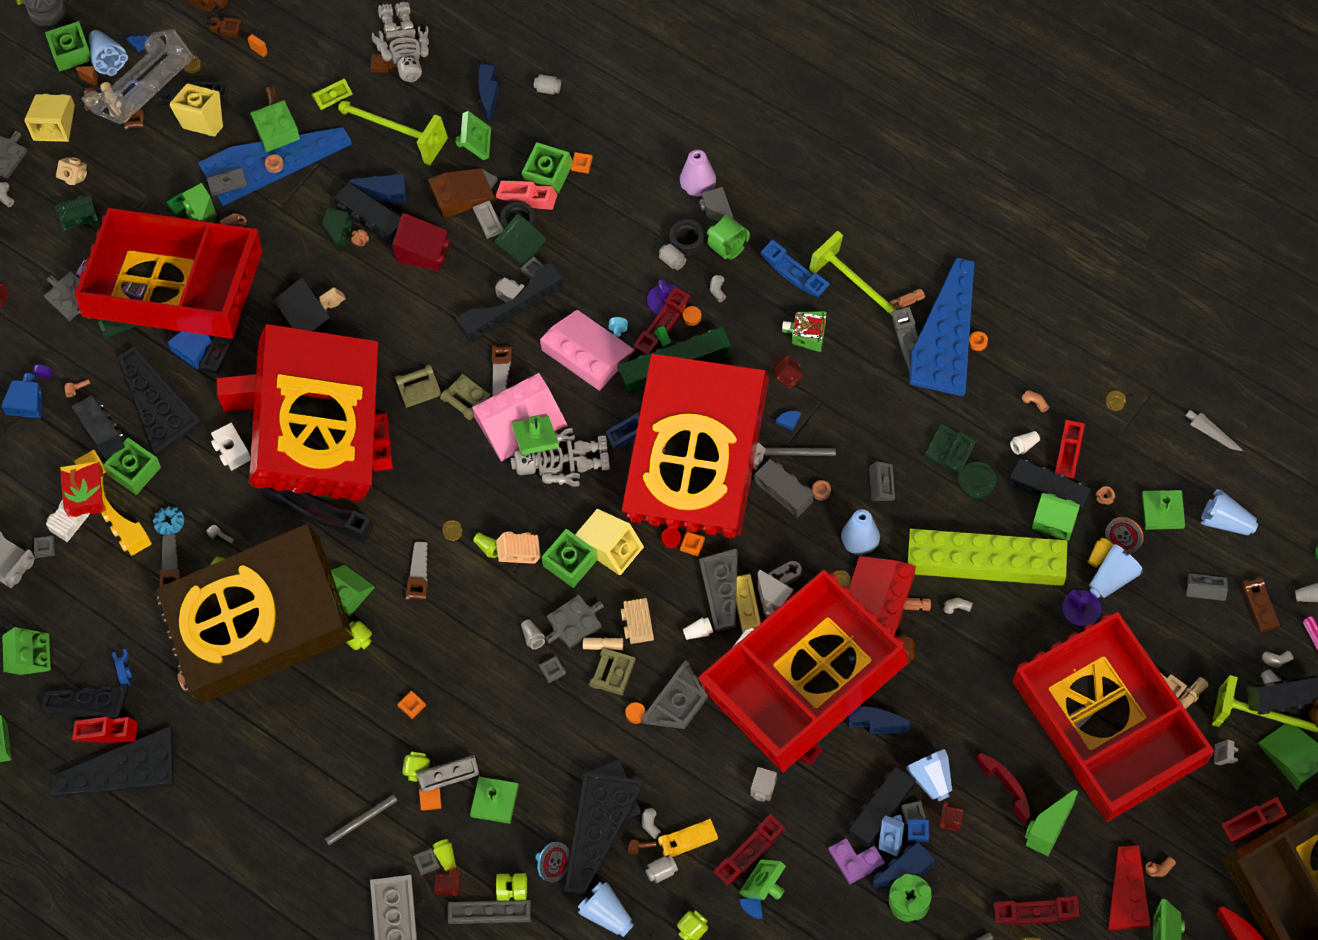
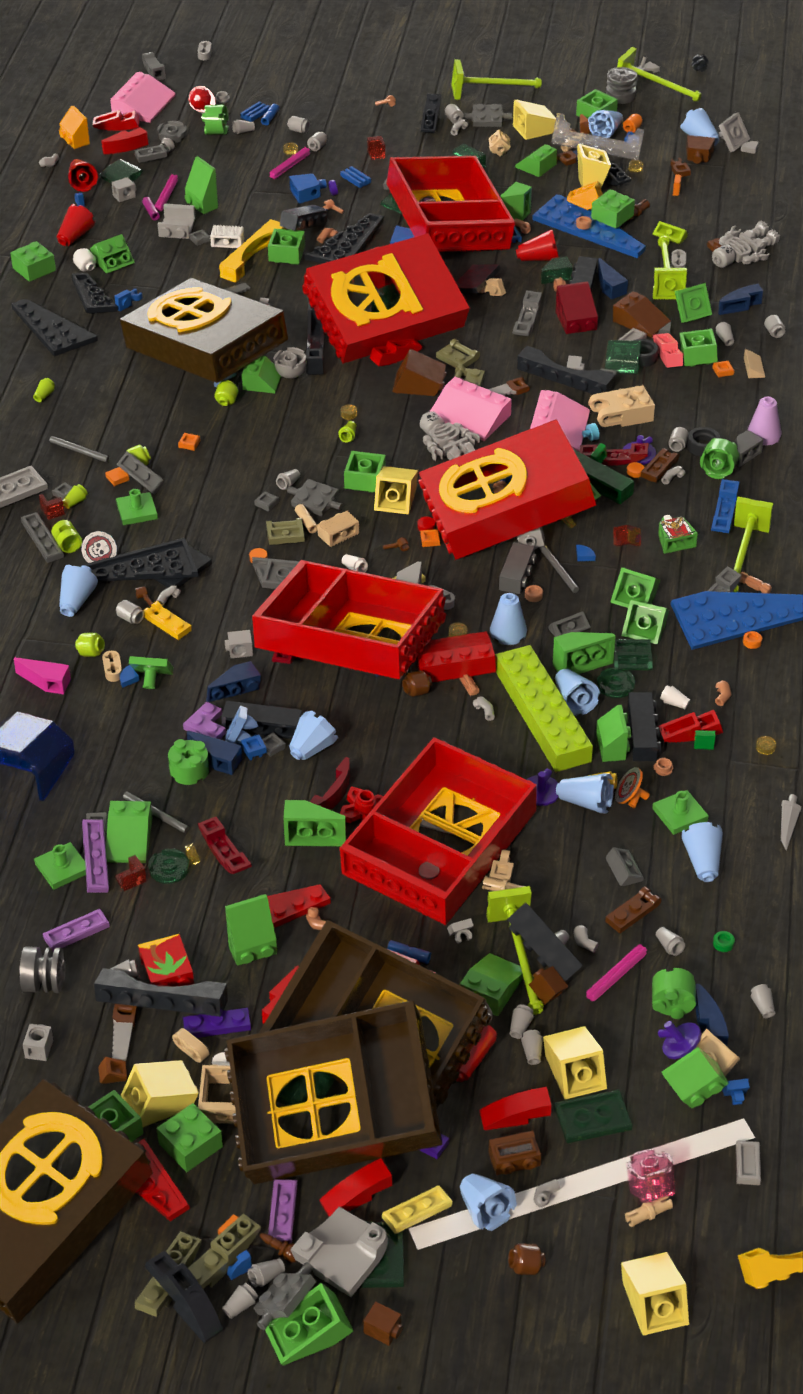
camera: 60 degrees right, 20 degrees down
(18, 685) = (84, 260): none -> white head
(31, 336) = (356, 177): none -> blue tile
(82, 489) = (247, 221): red panel -> none
(105, 730) = (75, 309): red slope -> none
(117, 28) = (632, 123): none -> orange brick
(123, 150) = (539, 161): none -> bright green slope
(125, 417) = (326, 233): none -> nougat arm
(165, 528) = (258, 281): dark azure gear -> none
(227, 182) = (549, 207): dark grey plate -> none
(230, 138) = (585, 195): none -> light orange slope
(238, 818) = (44, 389): none -> lime cone
(293, 225) = (538, 248): none -> red cone
(351, 550) = (290, 362): none -> light grey cylinder
(385, 110) = (678, 259): none -> light grey beam
(394, 292) = (528, 313): none -> dark grey slope
(418, 572) = (299, 408): piece -> none
(439, 439) = (419, 375): none -> reddish brown slope
(518, 548) = (352, 439): light nougat brick -> none
(532, 132) = (724, 332): none -> light grey cone
(535, 435) = (456, 415): bright green tile -> none
(592, 134) = (753, 365): none -> tan slope
(598, 277) = (623, 407): none -> tan brick
(690, 572) = (402, 543): none -> reddish brown hand
(699, 292) = (659, 465): none -> reddish brown plate
(721, 587) = (391, 565): dark grey wing -> none
(730, 912) = (108, 666): none -> tan beam
(750, 850) = (178, 659): dark red slope -> none
(818, 810) = (235, 681): none -> dark blue slope
(868, 402) = (634, 587): none -> bright green slope
(878, 721) = (339, 689): dark blue slope -> none
(915, 415) = (645, 621): none -> bright green slope
(937, 496) = (583, 651): none -> bright green slope
(951, 817) = (280, 764): clear red panel -> none
(978, 519) = (577, 691): none -> light blue cone
(1042, 768) = (360, 804): none -> red plant
(1090, 445) = (704, 740): none -> green tile
(1143, 748) = (428, 871): none -> tile
(1229, 809) = (412, 952): none -> blue piece

